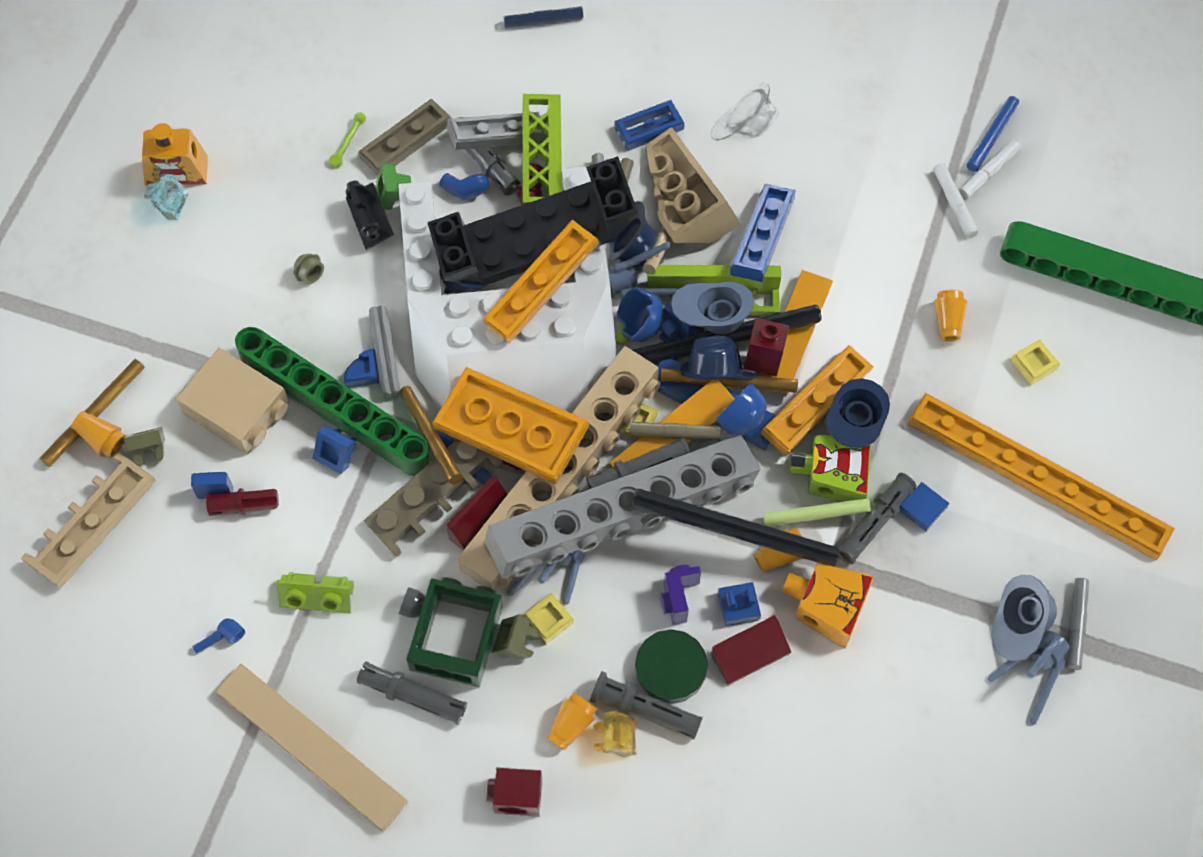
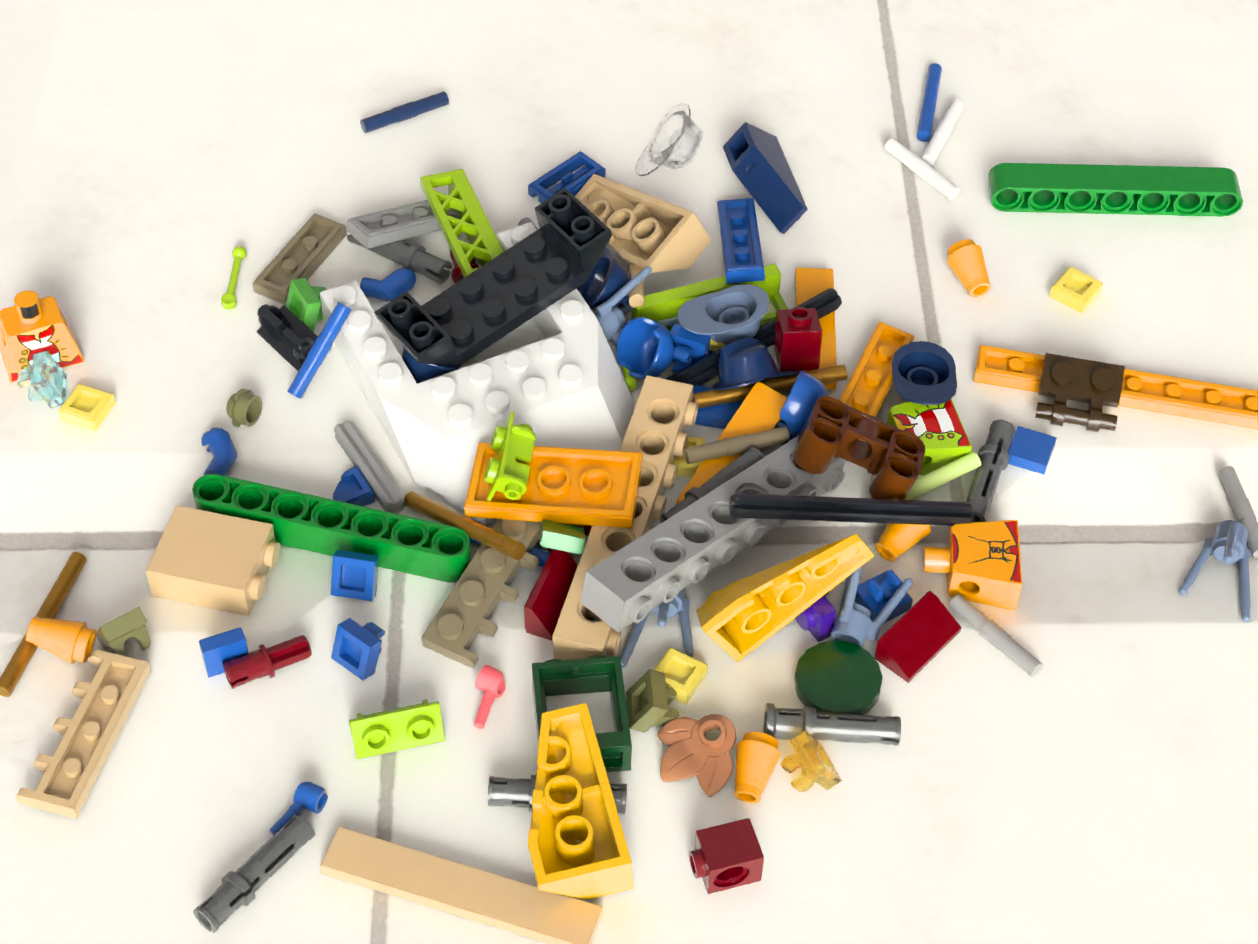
camera: 20 degrees left, 15 degrees down
(168, 679) = (240, 886): none -> dark grey pin
(192, 228) = (87, 407): none -> light yellow tile
(278, 303) = (223, 450): none -> blue arm
(313, 514) = (357, 647): none -> blue tile
(380, 236) = (319, 350): none -> piece
(403, 579) = (492, 683): none -> coral hand
(409, 728) = (574, 820): none -> yellow wedge
(411, 603) = (516, 704): dark grey hinge -> none
(471, 406) = (503, 472): none -> lime hinge
(497, 474) = (562, 536): none -> tile
(529, 692) = (696, 756): none -> nougat plate
(540, 281) = (528, 334): light orange tile -> none
(623, 587) = (764, 602): none -> yellow wedge
(702, 622) = (853, 619): none -> sand blue plant
(790, 476) = (888, 454): none -> reddish brown beam
(813, 168) = (765, 173): none -> dark blue slope
(816, 668) = (995, 635): none -> piece
(992, 457) = (1080, 381): none -> dark brown plate
(1022, 617) = (1187, 516): sand blue piece -> none

